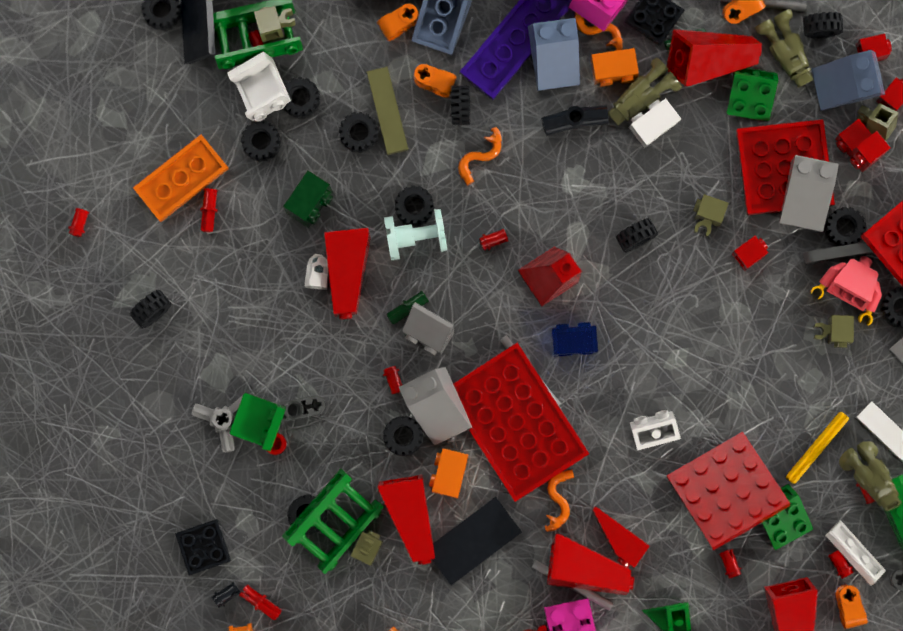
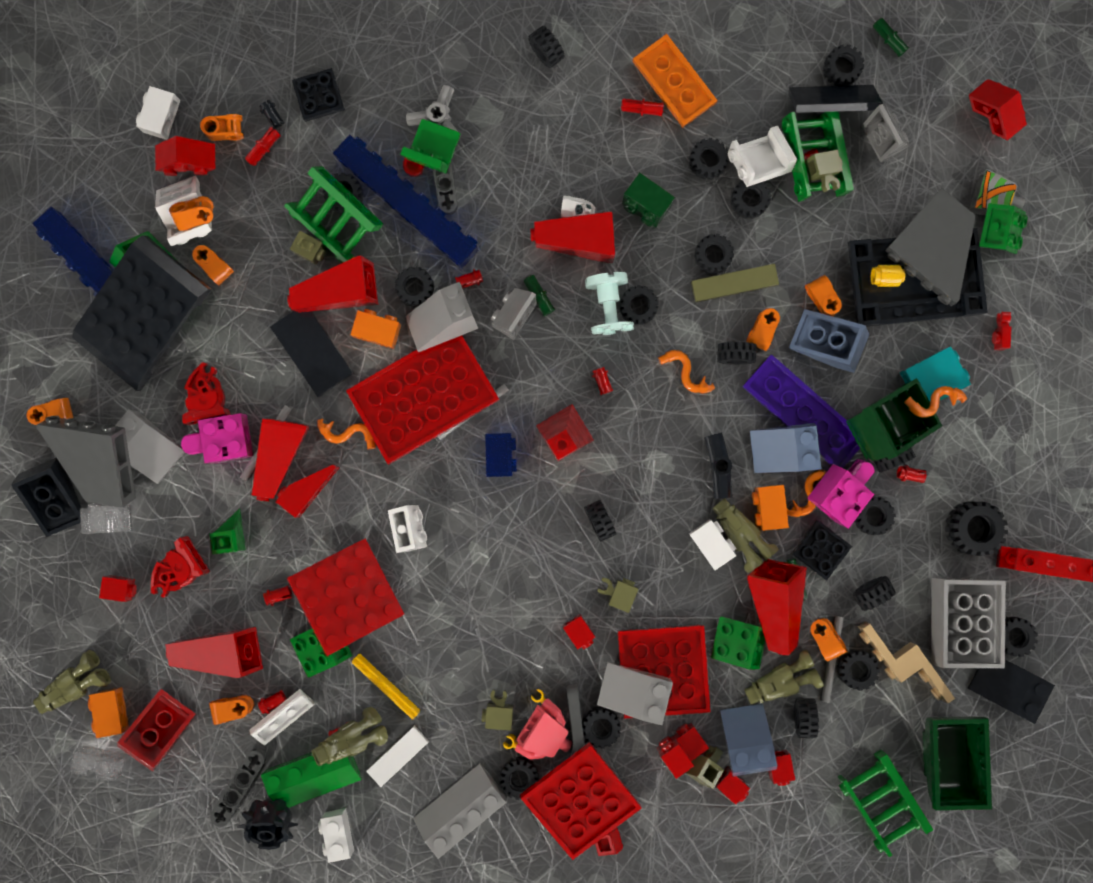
camera: 90 degrees right, 5 degrees up
(315, 447) = (405, 201): none -> clear blue brick

